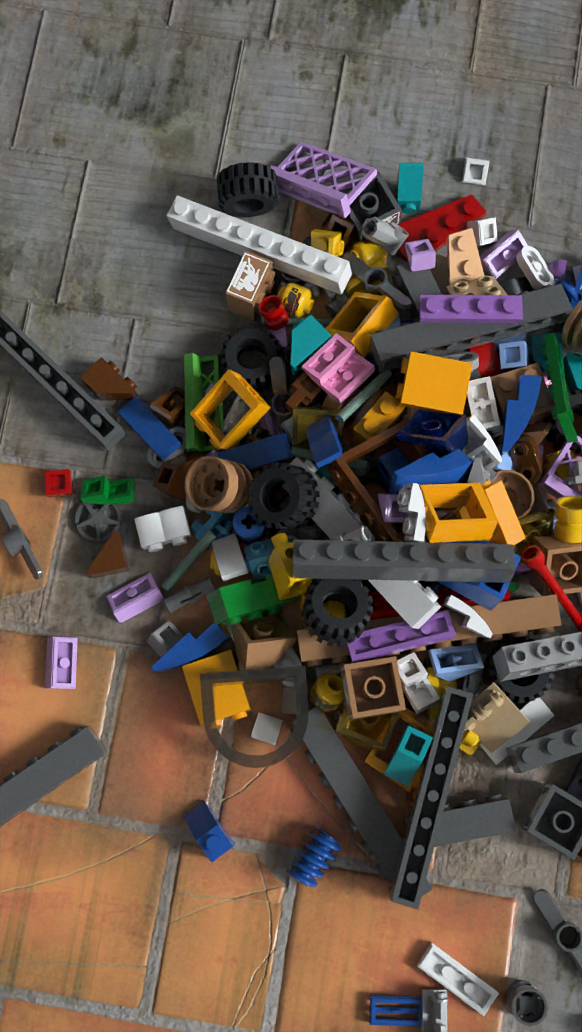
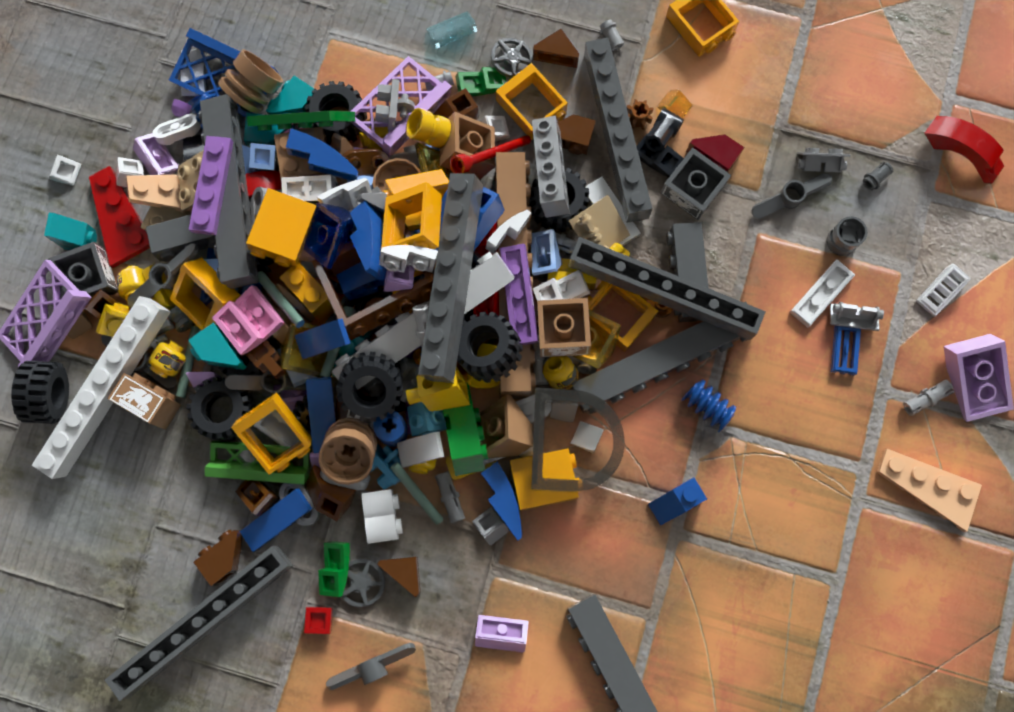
camera: 85 degrees left, 0 degrees up
(134, 598) = (445, 552): lavender slope -> none
(273, 312) = (177, 379): red wheel -> none
(387, 235) = (117, 259): light grey piece -> none
(408, 755) = (627, 304): teal slope -> none
(420, 255) = (145, 228): lavender slope -> none

